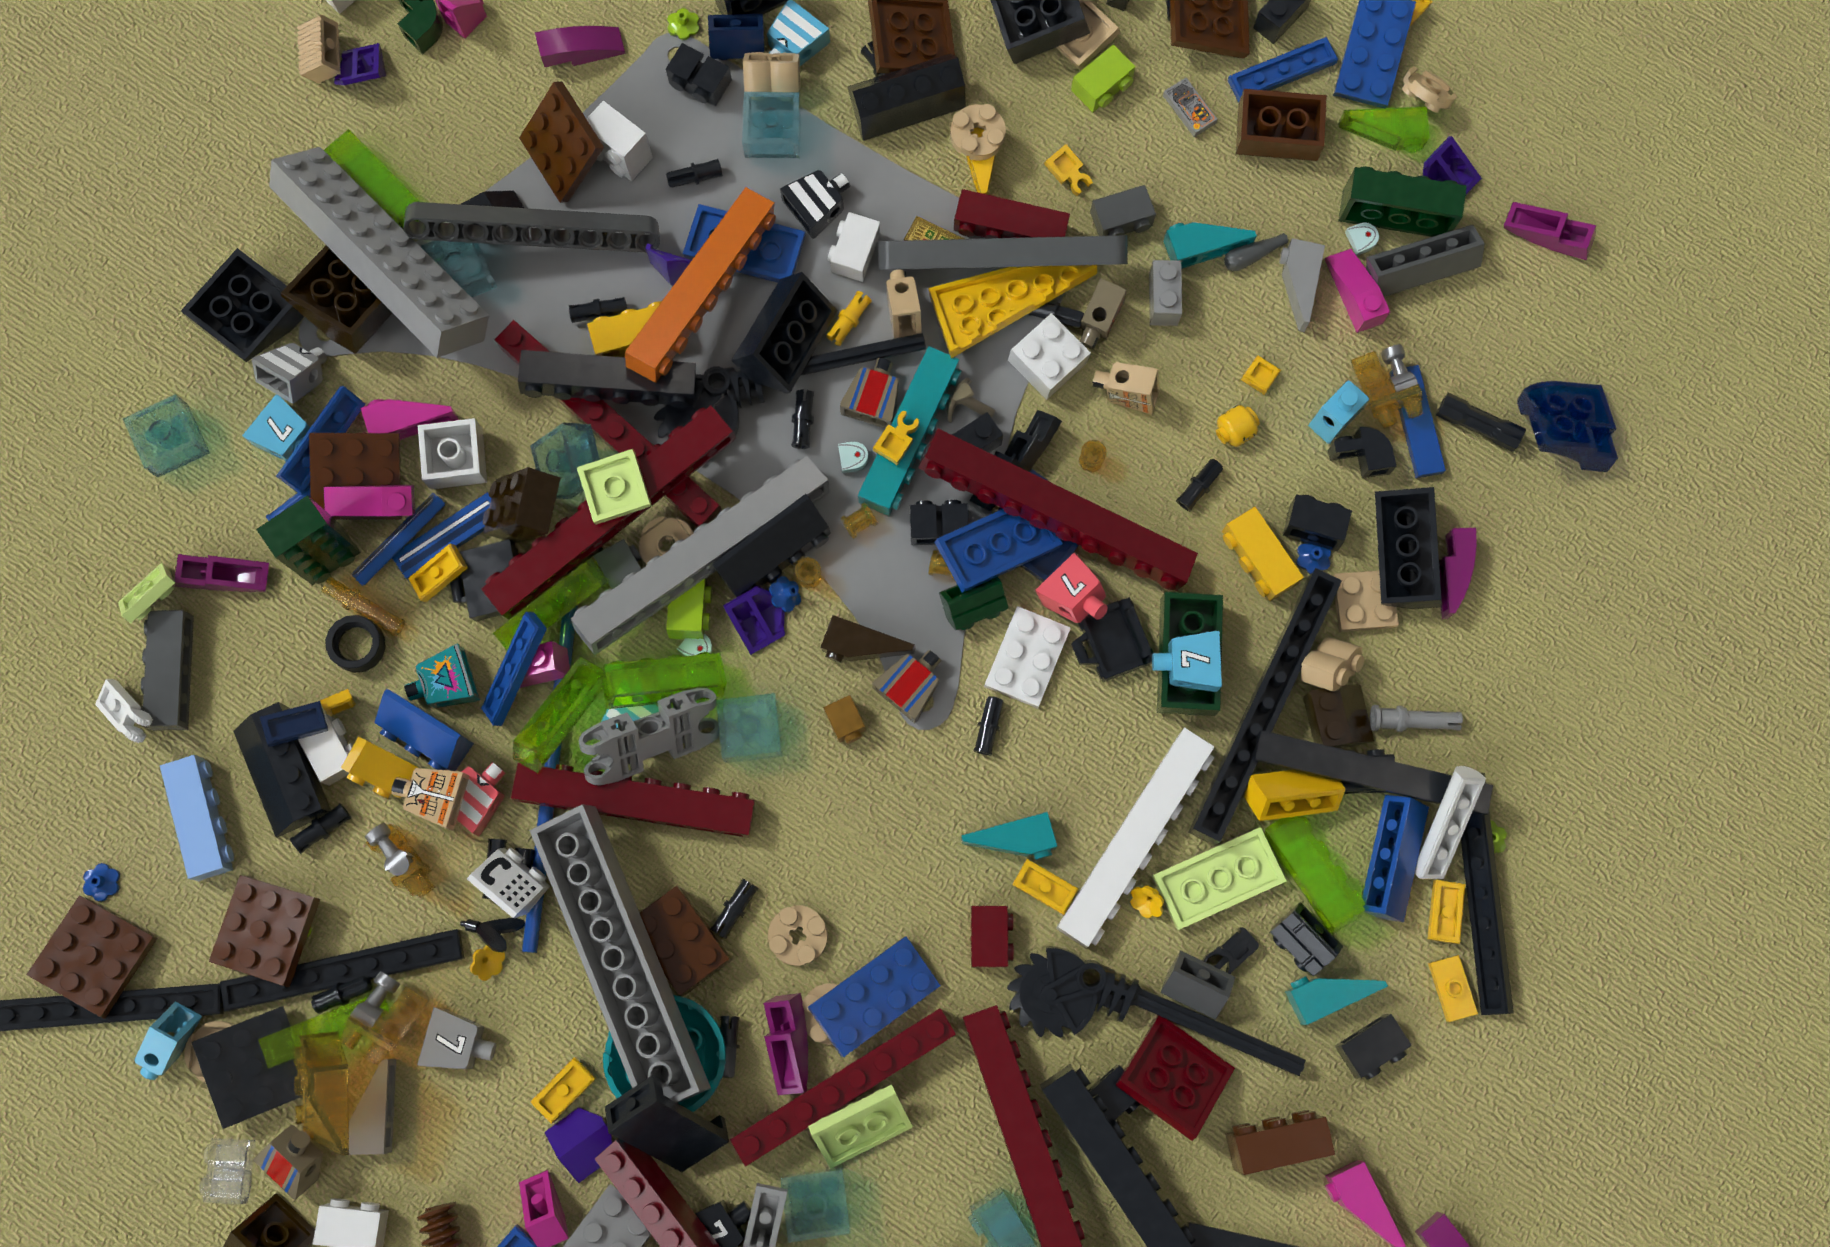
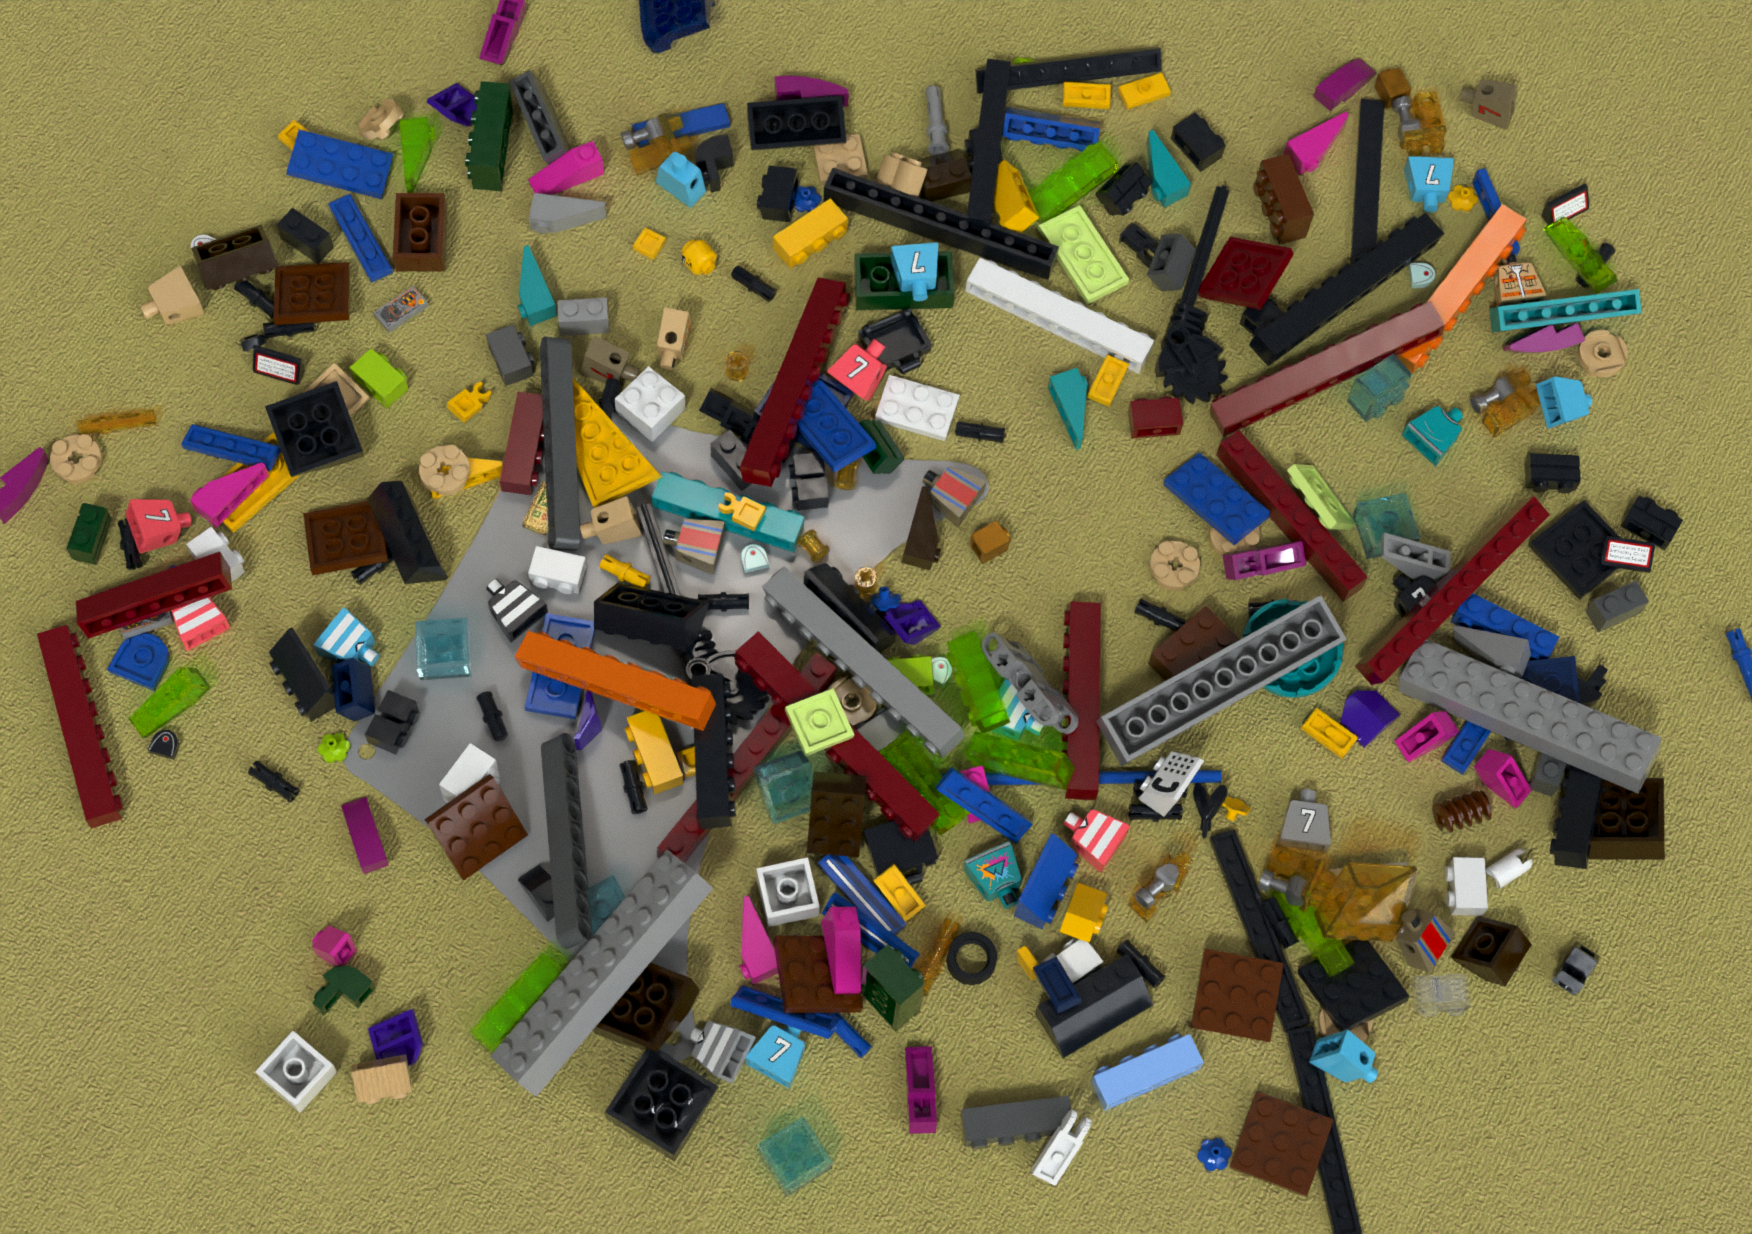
camera: 100 degrees left, 10 degrees down
(138, 601) = (949, 1146): yellowish green plate -> none
(433, 794) = (1104, 855): tan torso -> none
(663, 1126) = (1348, 631): black panel -> none
(749, 728) = (1008, 613): clear light blue brick -> none
(771, 72) = (390, 654): tan brick -> none
(963, 395) = (694, 466): dark tan plant -> none
(1147, 901) = (1110, 303): yellow plant -> none
(1250, 253) = (542, 257): dark grey piece -> none
(1362, 237) = (518, 170): light aqua tile -> none
(1449, 823) = (1021, 86): white brick -> none
(1498, 430) = (672, 92): black axle -> none

